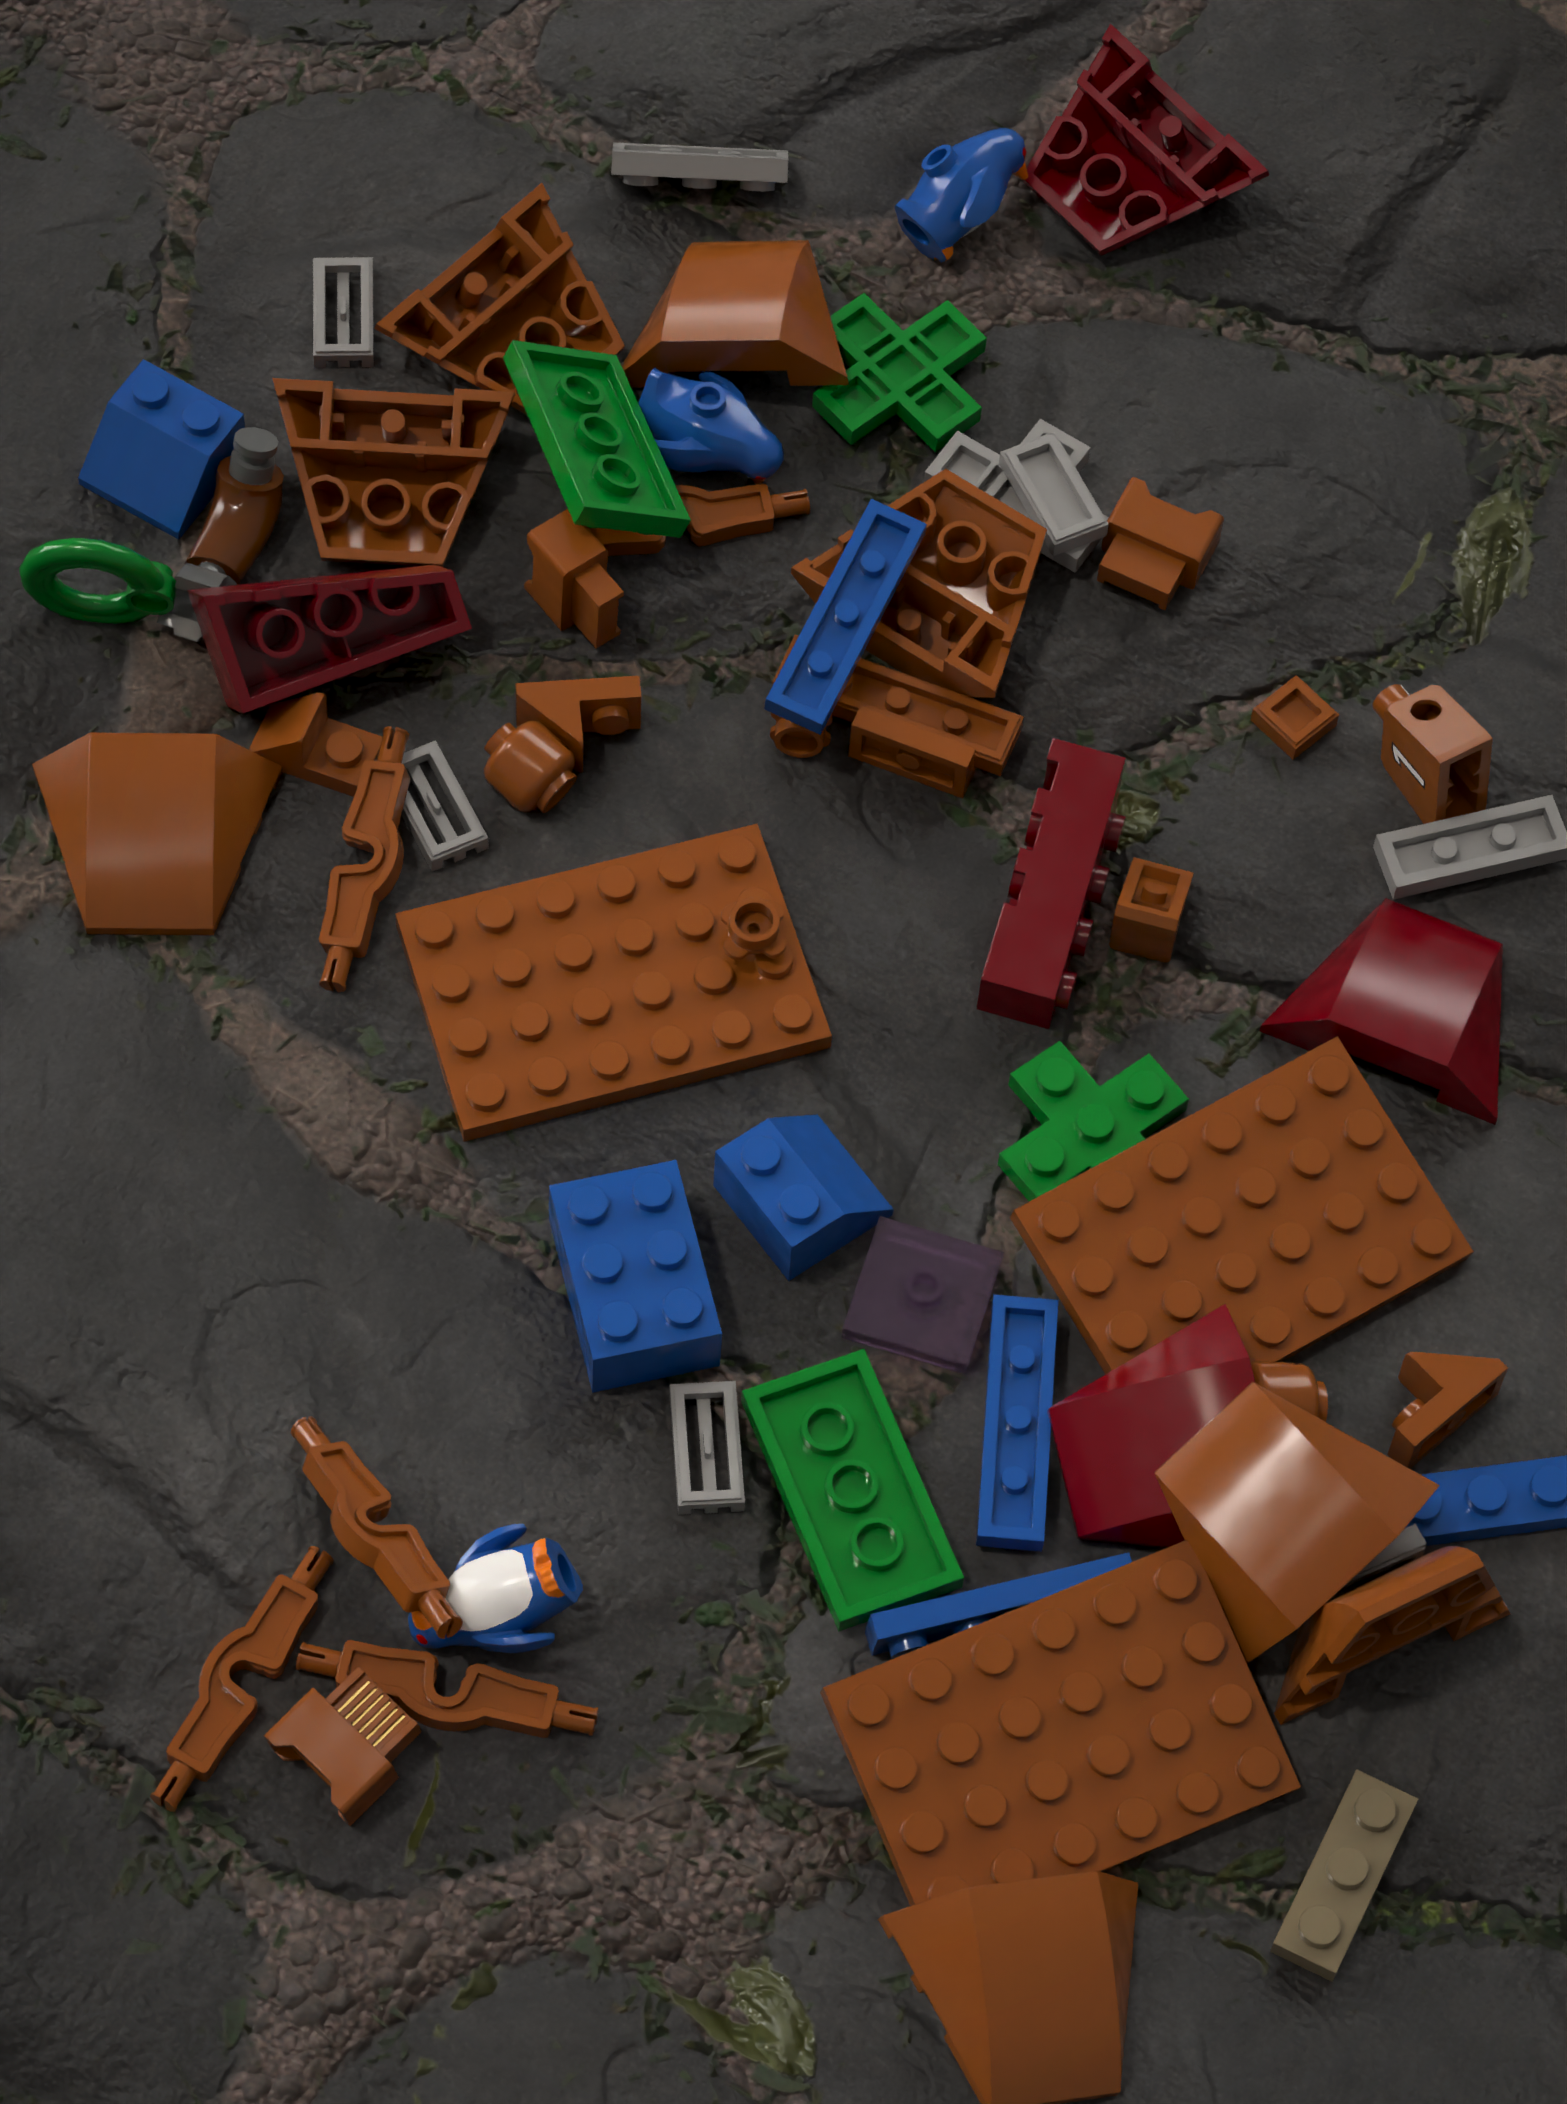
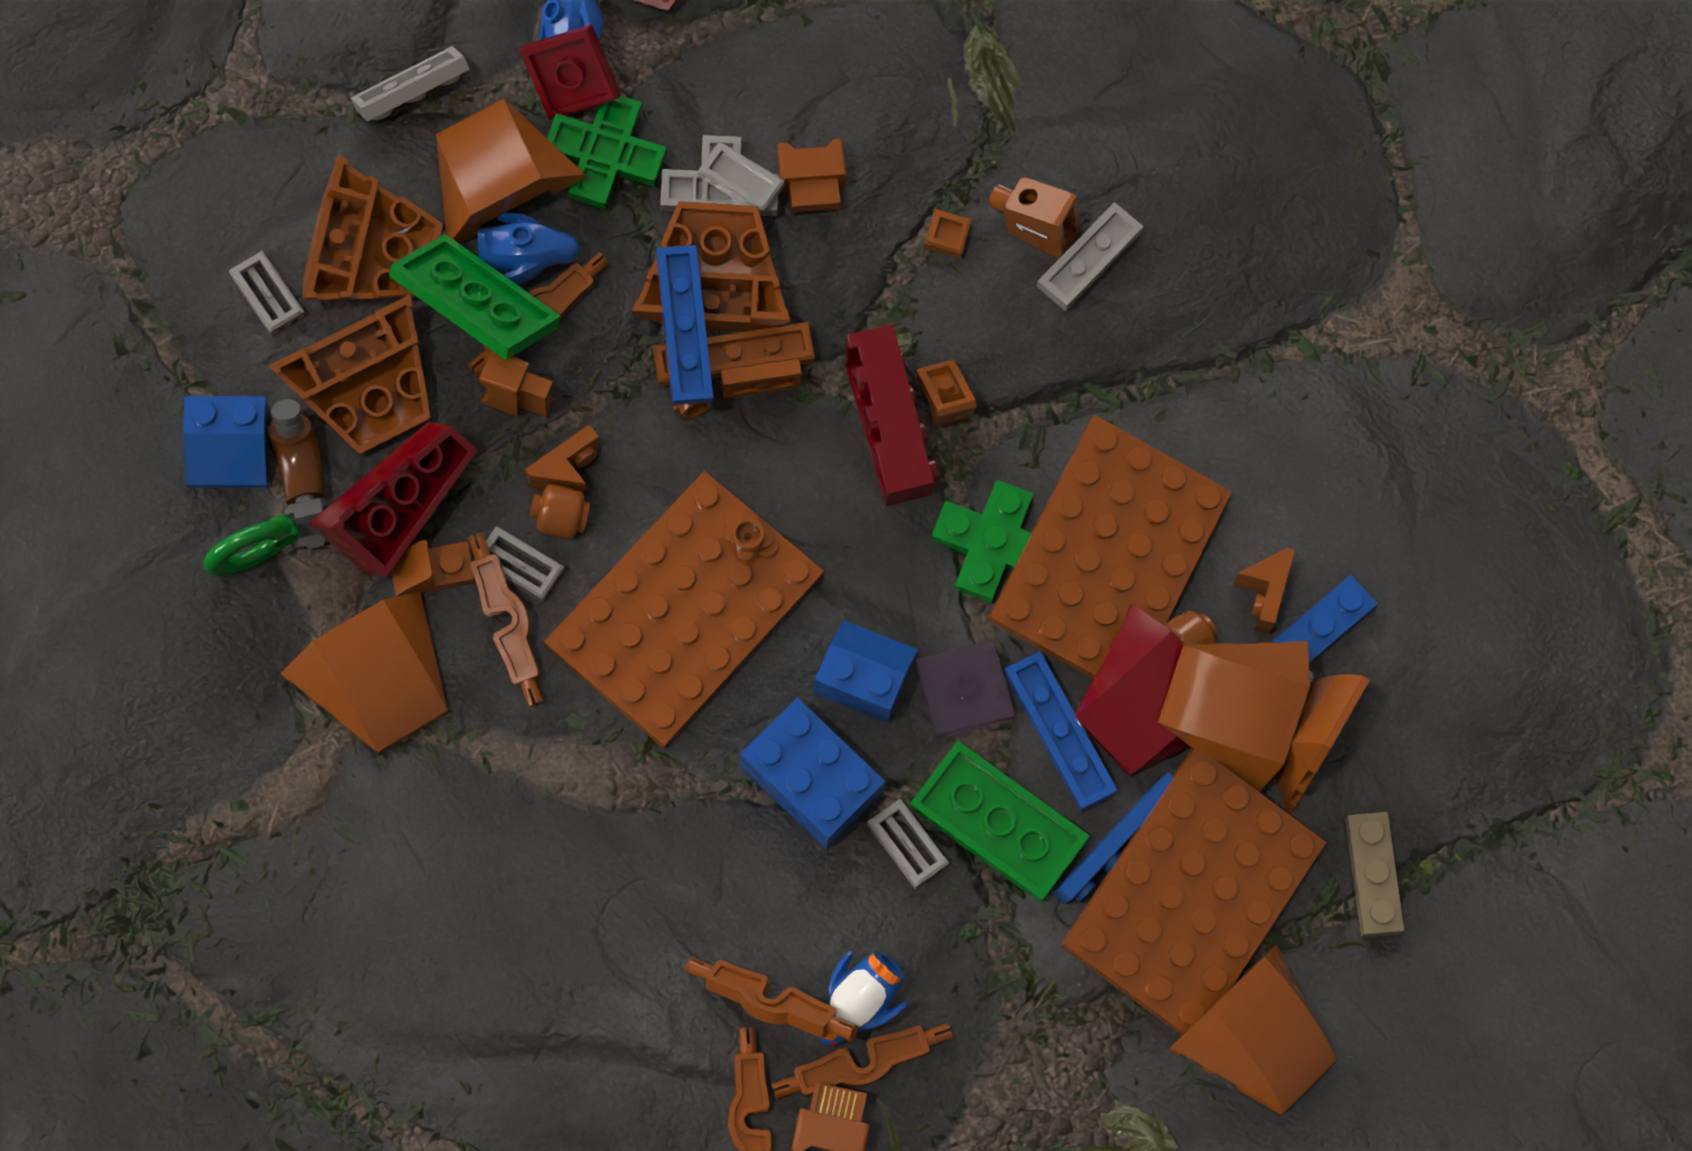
camera: 35 degrees left, 10 degrees up
(913, 245) = (570, 71): none -> dark red plate
(1410, 1001) = (1109, 366): dark red wedge -> none

